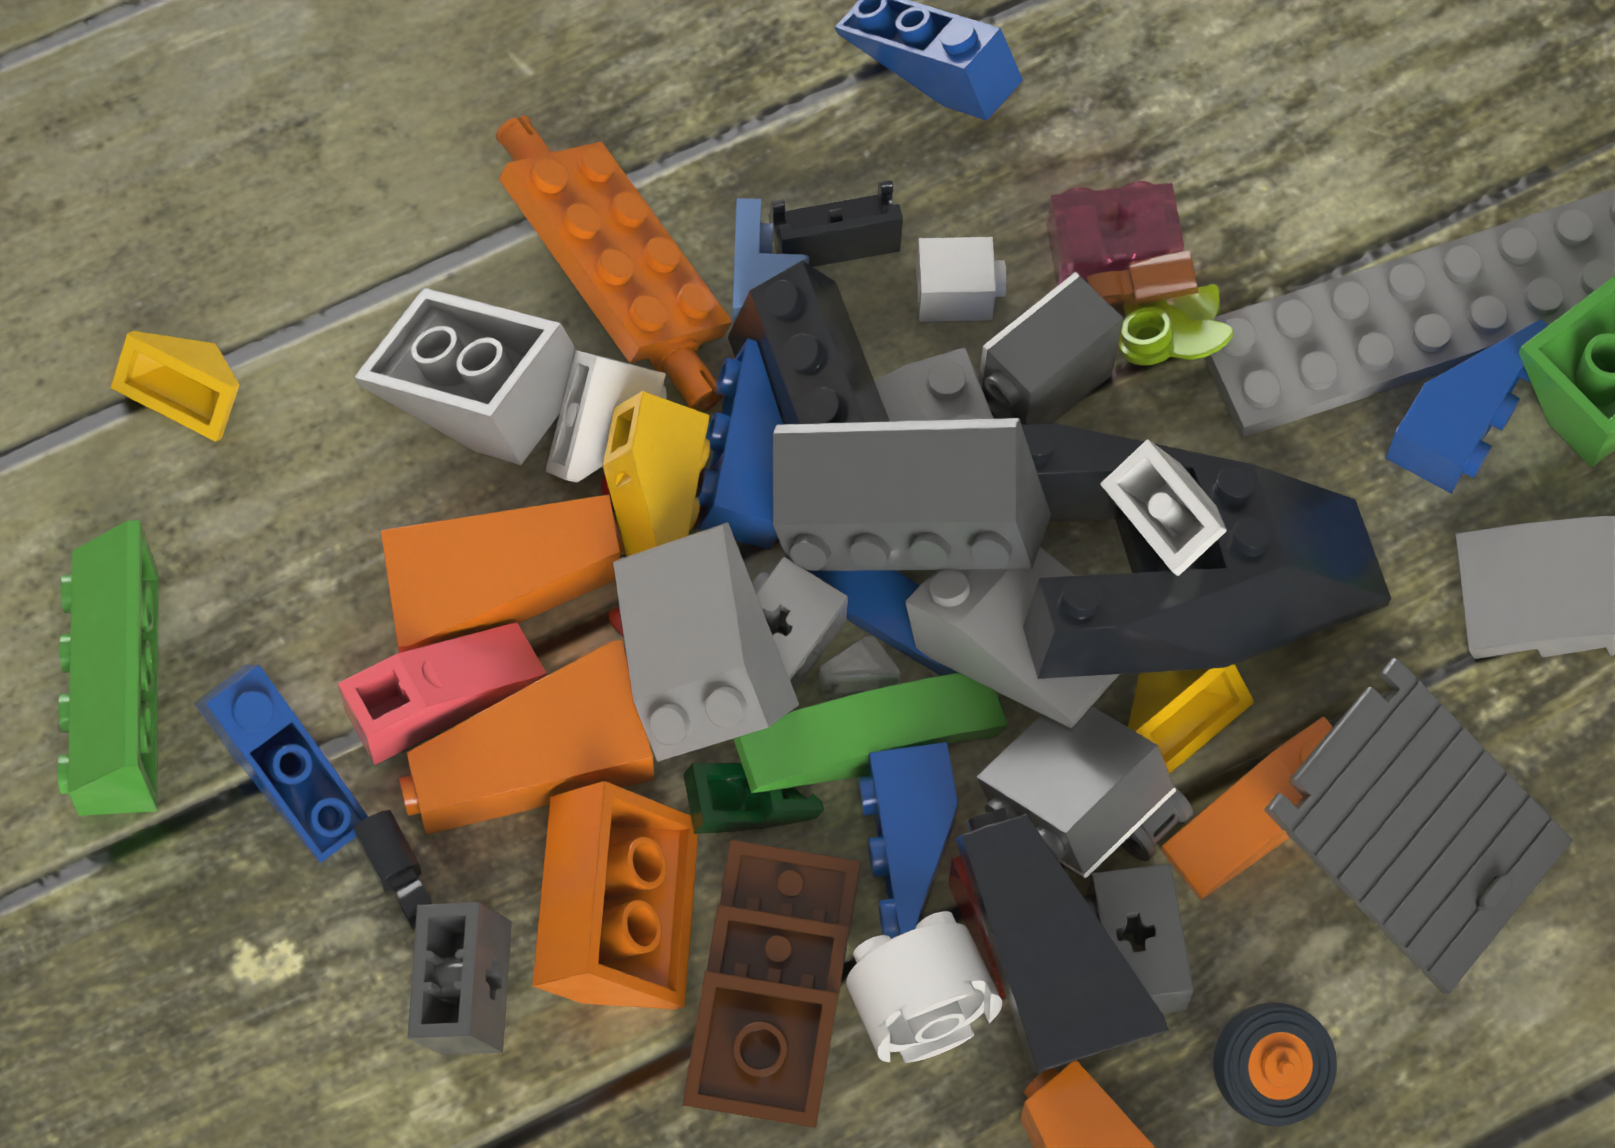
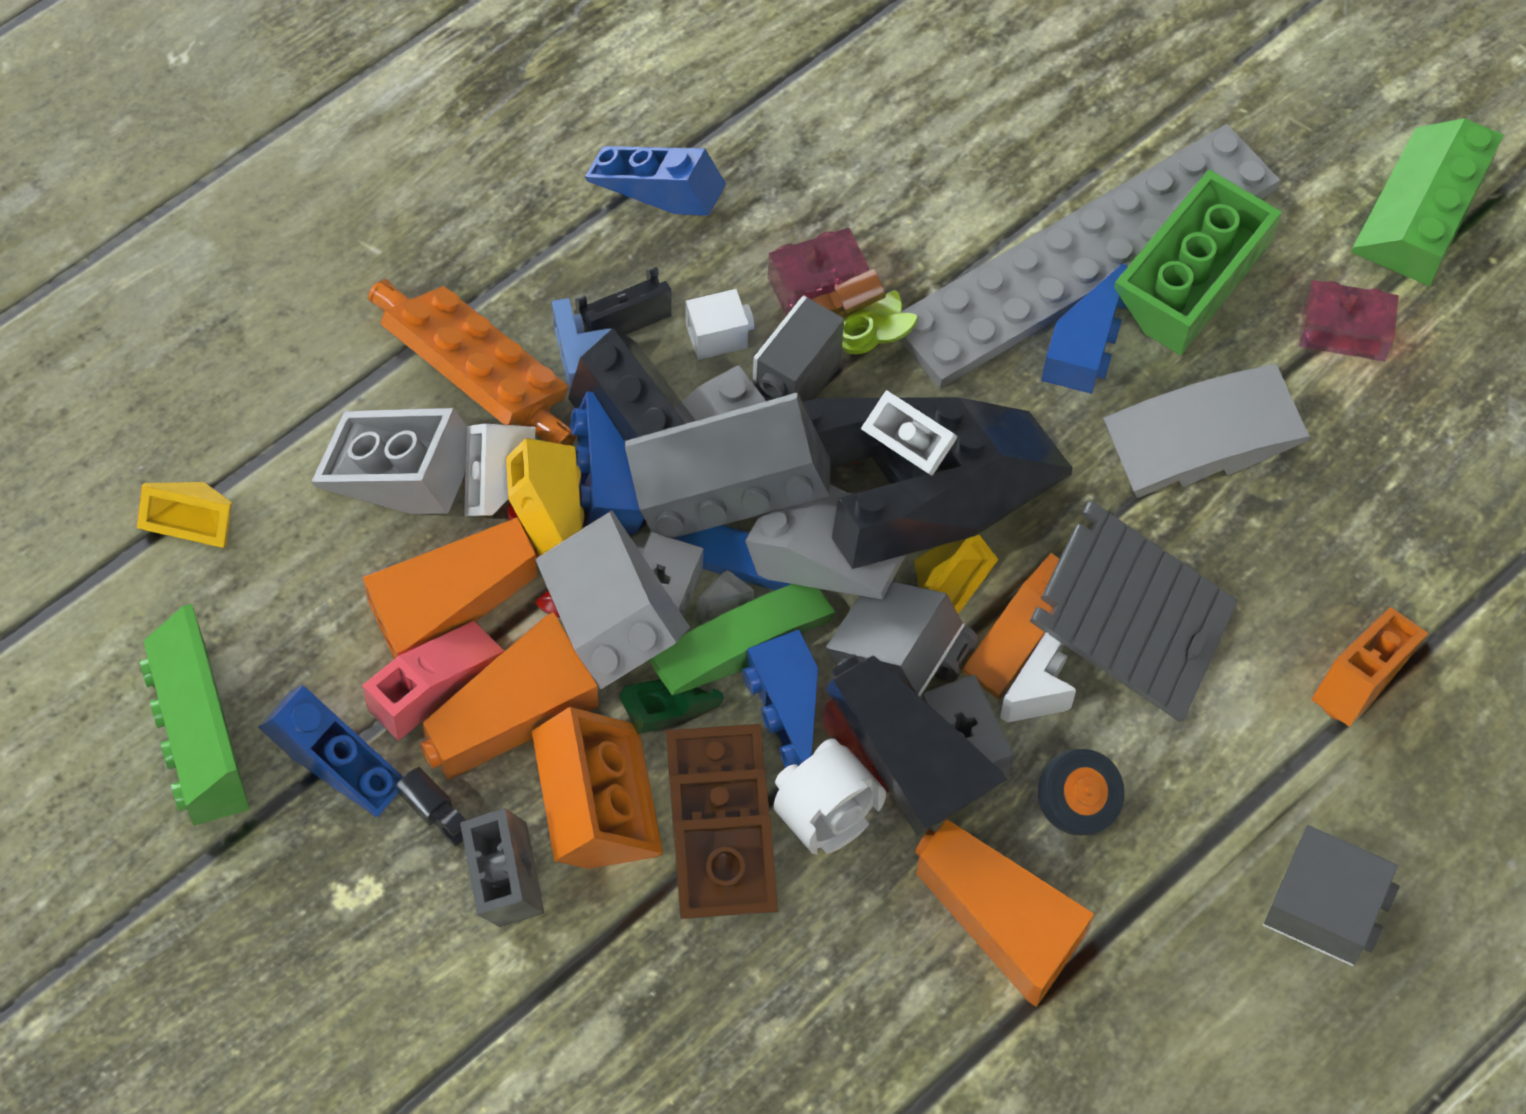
camera: 15 degrees left, 5 degrees down
(1249, 901) = (1037, 688): none -> white slope

